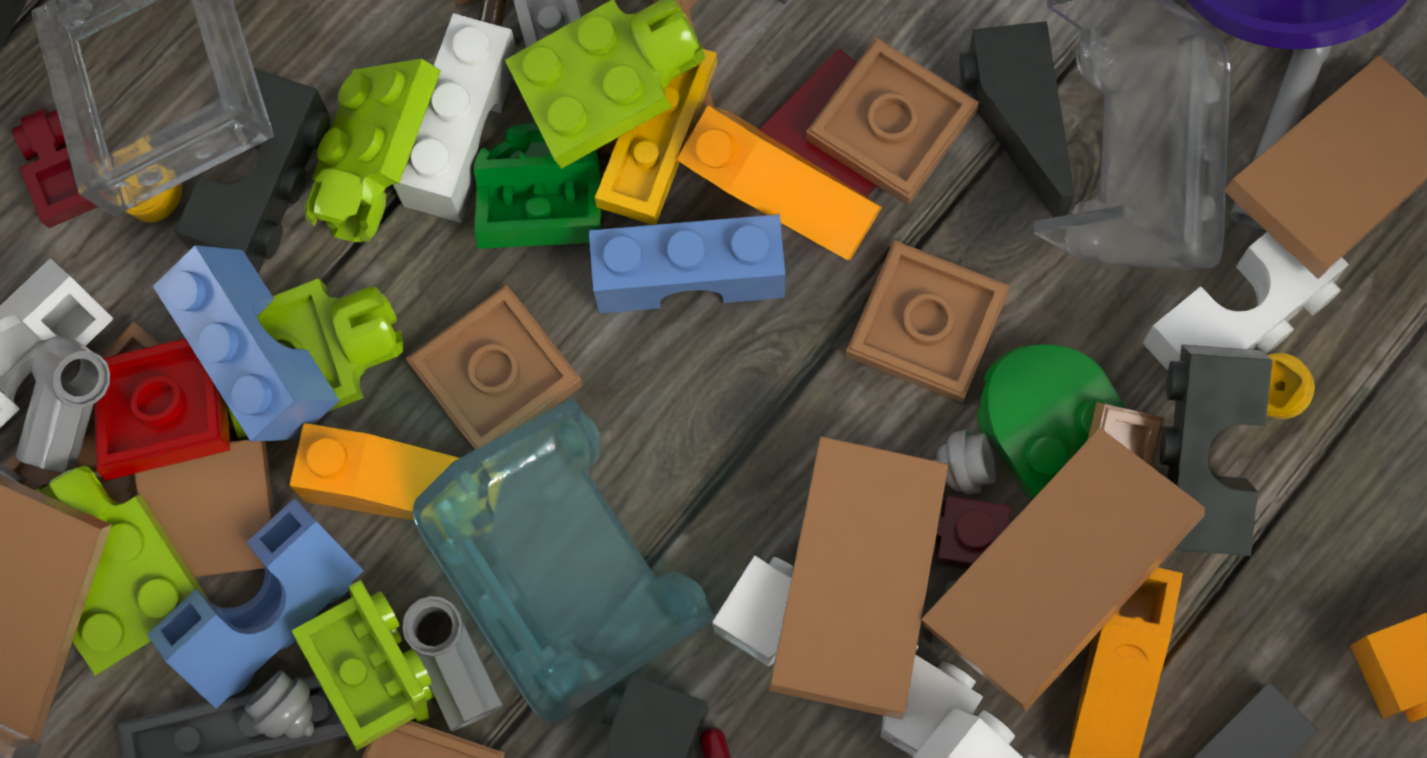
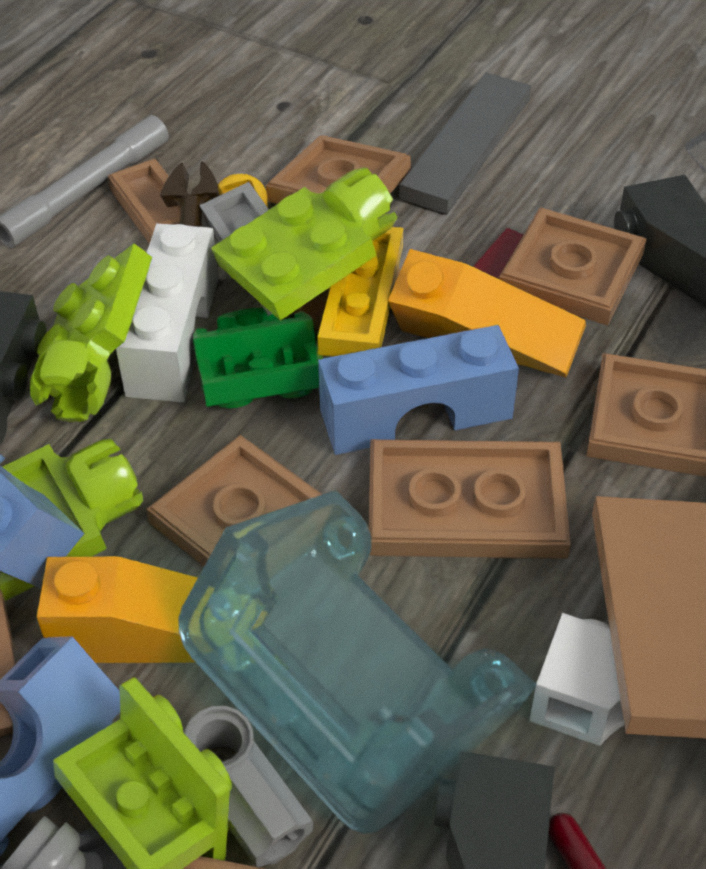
camera: 15 degrees left, 25 degrees down
(713, 391) = (467, 499): none -> medium nougat tile

